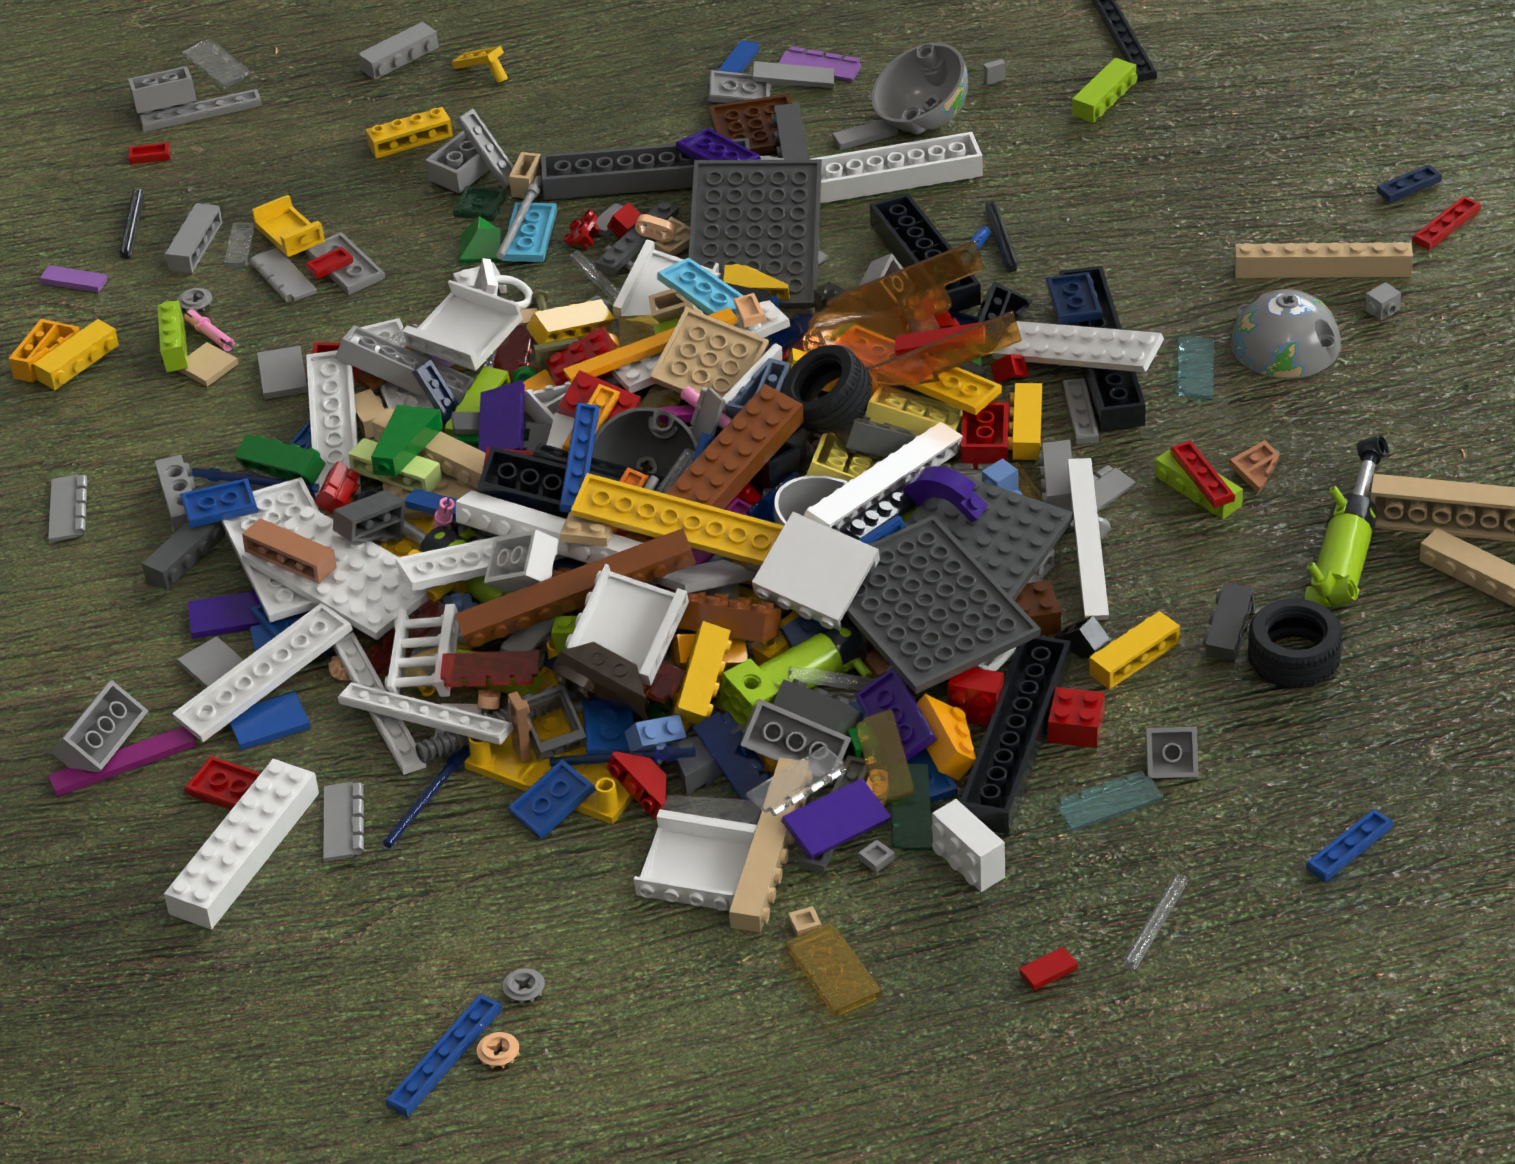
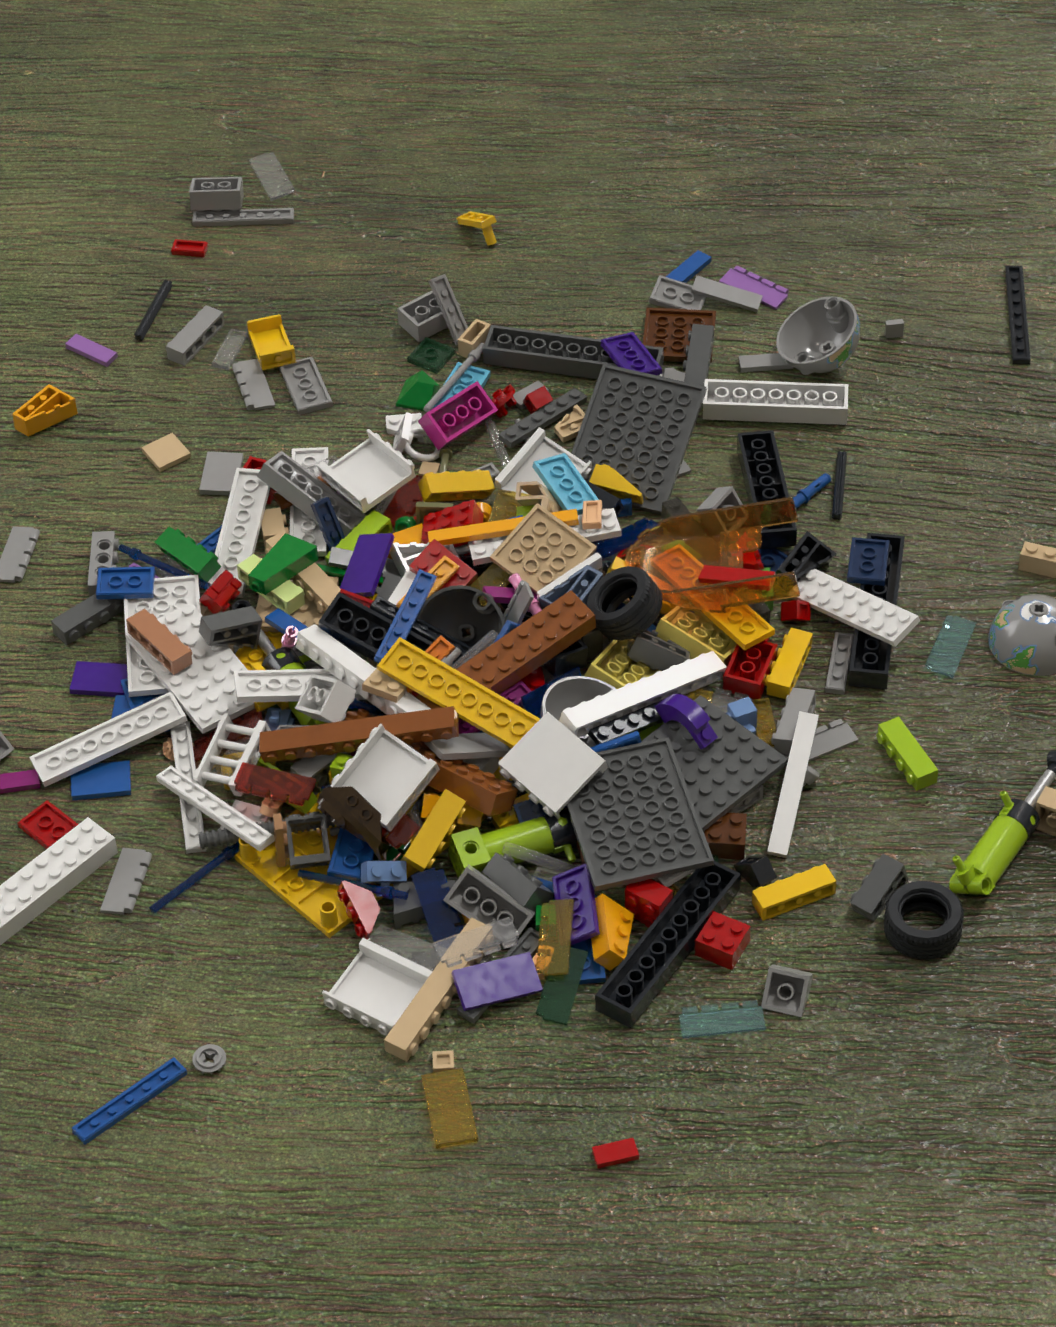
camera: 15 degrees right, 5 degrees up
(76, 354) = (67, 420): yellow brick -> none
(172, 336) = (146, 422): lime brick -> none
(188, 297) = (172, 388): light grey gear -> none
(204, 326) = (175, 417): bright pink pin -> none
(209, 661) = (75, 717): light grey tile -> none
(329, 262) = (291, 383): red tile -> none
(398, 50) = (417, 197): light grey brick -> none
(409, 132) = (397, 277): yellow brick -> none
(492, 1043) = (167, 1101): light nougat gear -> none
(541, 252) = (457, 415): none -> dark pink brick
(551, 799) = (287, 905): blue tile -> none
(655, 228) = (557, 414): light nougat beam -> none
(876, 856) = (519, 1020): light grey plate -> none
(968, 845) = (590, 1032): white brick -> none
(1104, 90) = (978, 367): lime brick -> none
(1155, 921) = (715, 1135): clear axle -> none
(1202, 474) = (909, 748): red tile -> none
(1255, 464) = (961, 748): nougat wing -> none
(1349, 845) = (897, 1109): blue tile -> none

